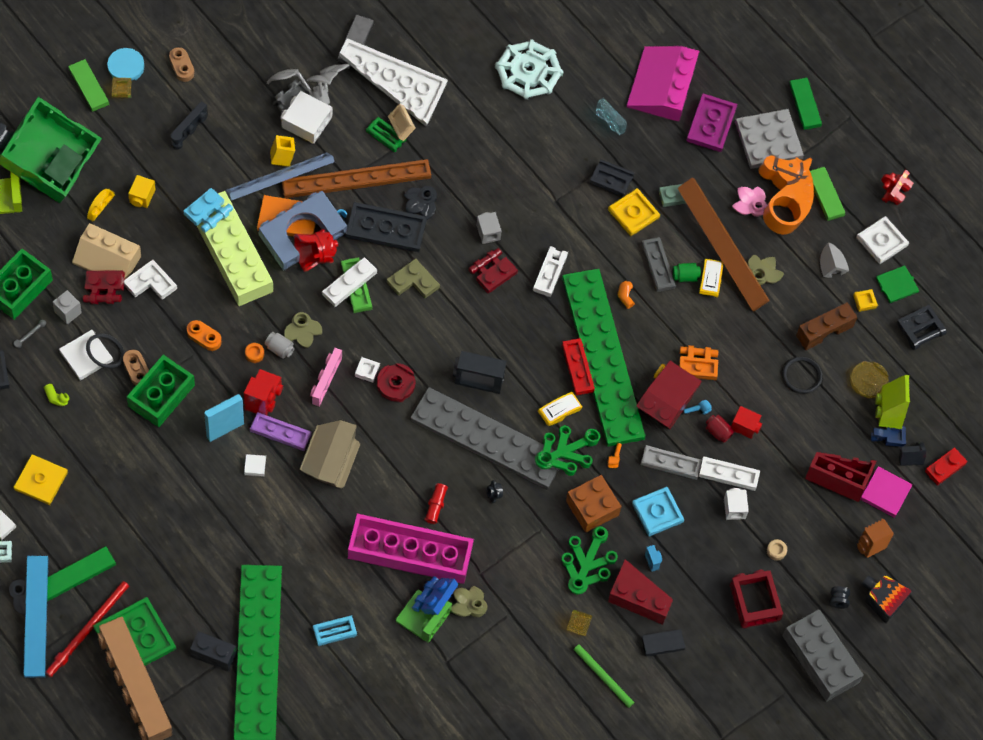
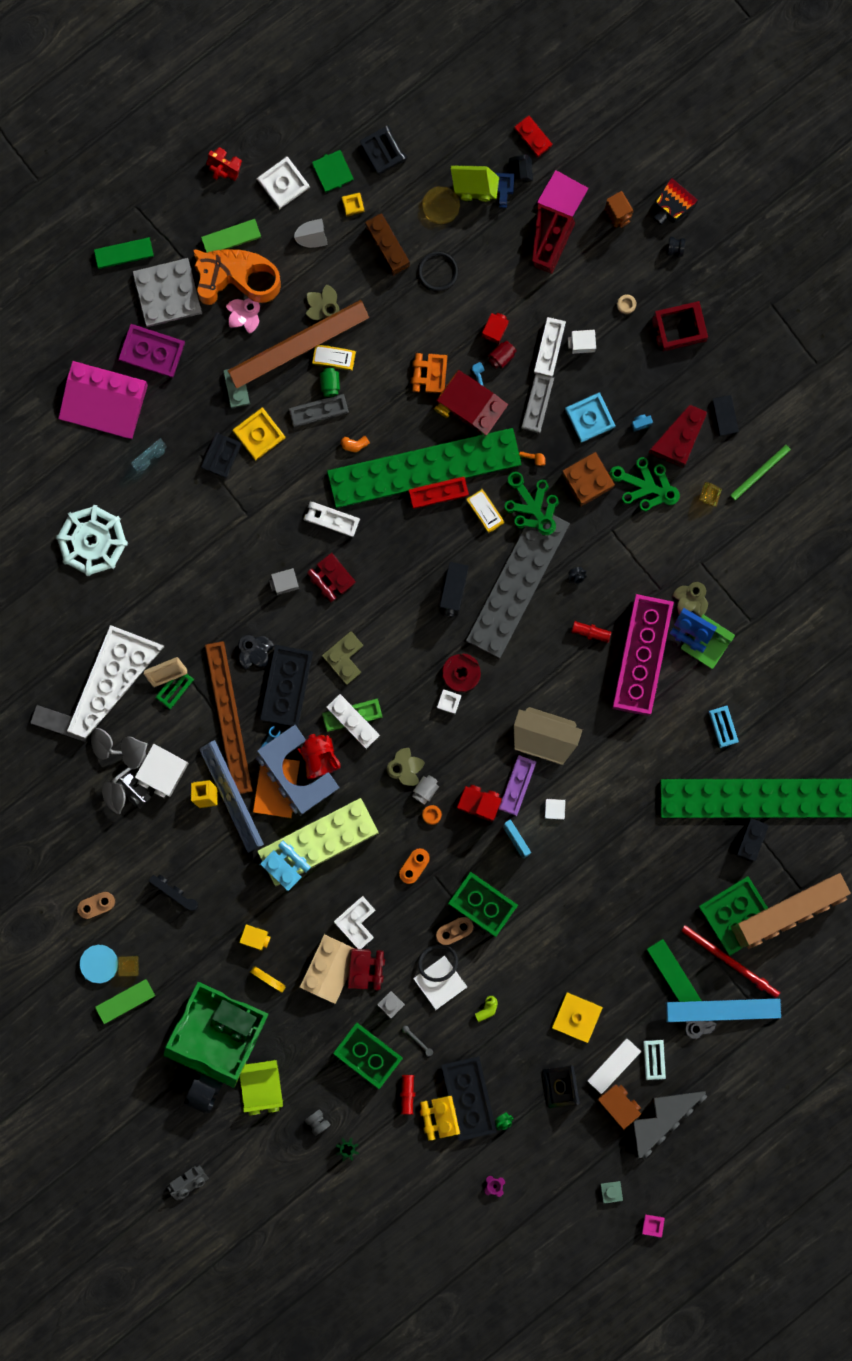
camera: 85 degrees left, 20 degrees up
(326, 376) = (459, 742): bright pink plate -> none
(823, 655) = (736, 265): dark grey brick -> none

